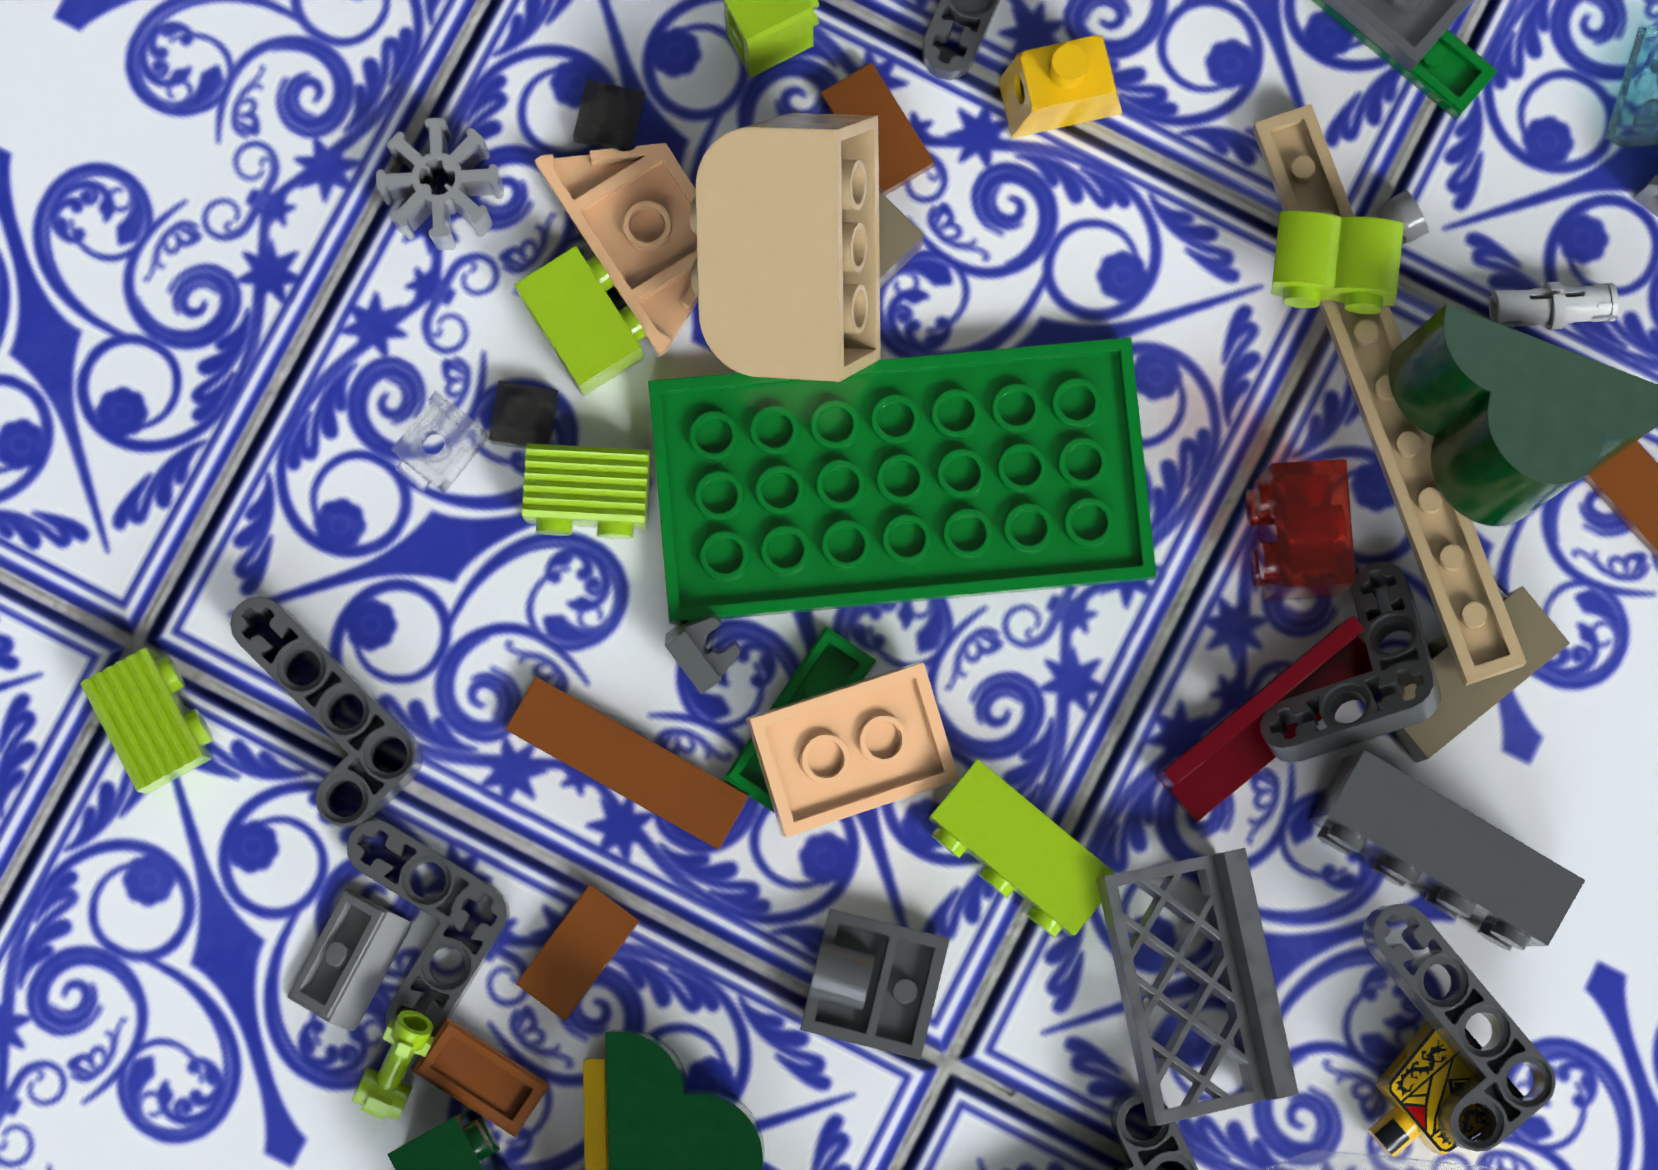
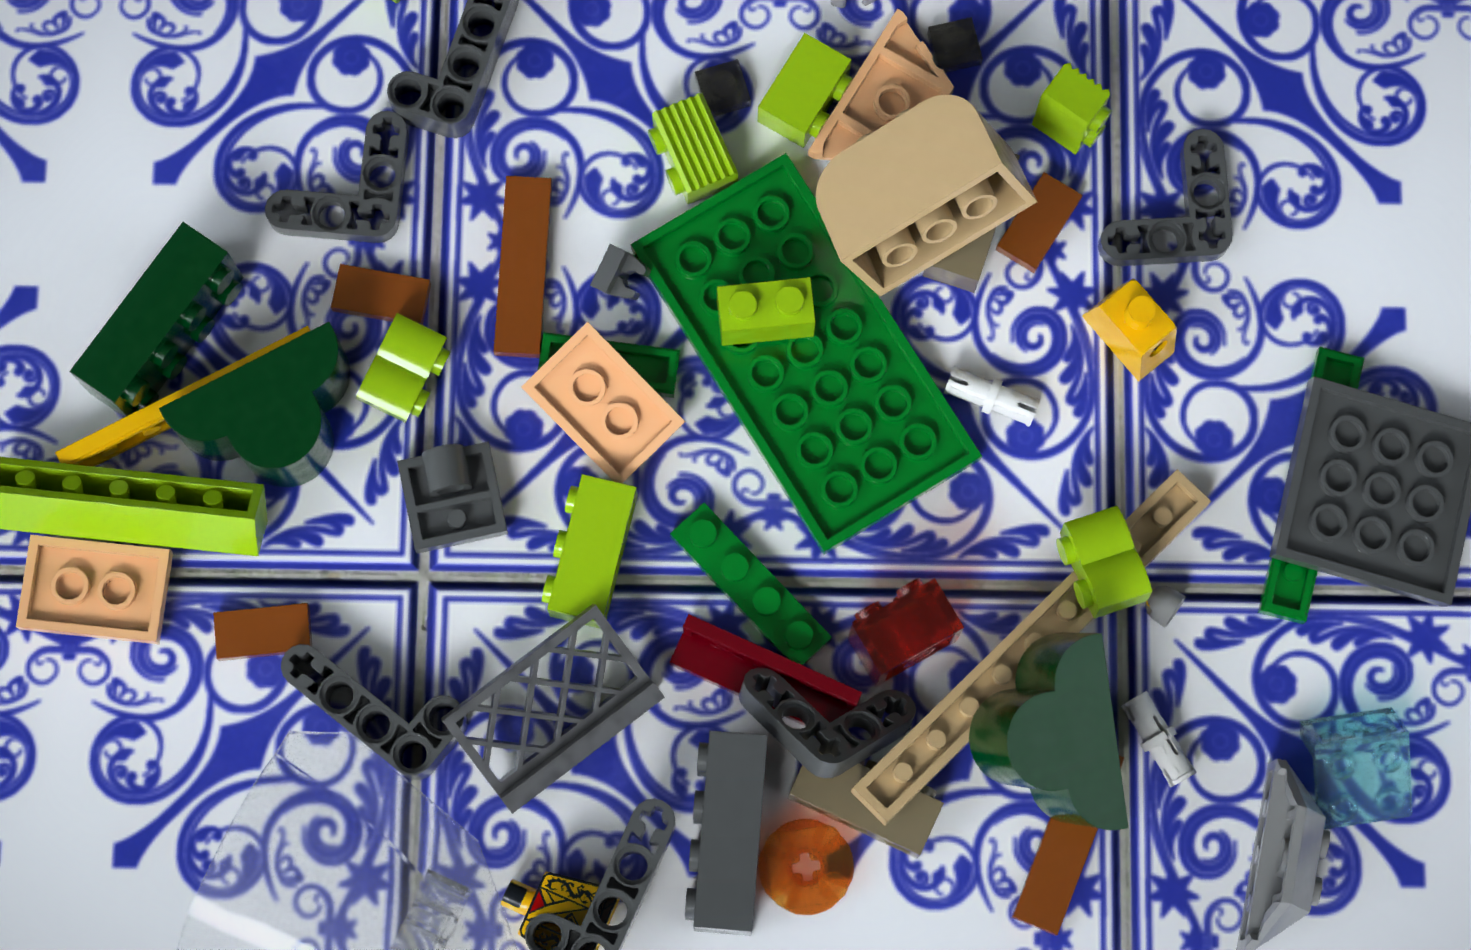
camera: 65 degrees right, 5 degrees down
(349, 960) = (305, 154): light grey slope -> none
(383, 1091) = (229, 212): lime bar -> none
(462, 442) = (678, 55): clear brick -> none
(480, 1076) = (267, 270): dark orange tile -> none
(688, 969) = (402, 368): none -> lime brick
(841, 500) = (766, 311): none -> lime brick
(1060, 290) = (992, 396): none -> white pin
(1150, 683) = (750, 586): none -> green plate
(1540, 763) = (788, 888): none -> clear orange plate

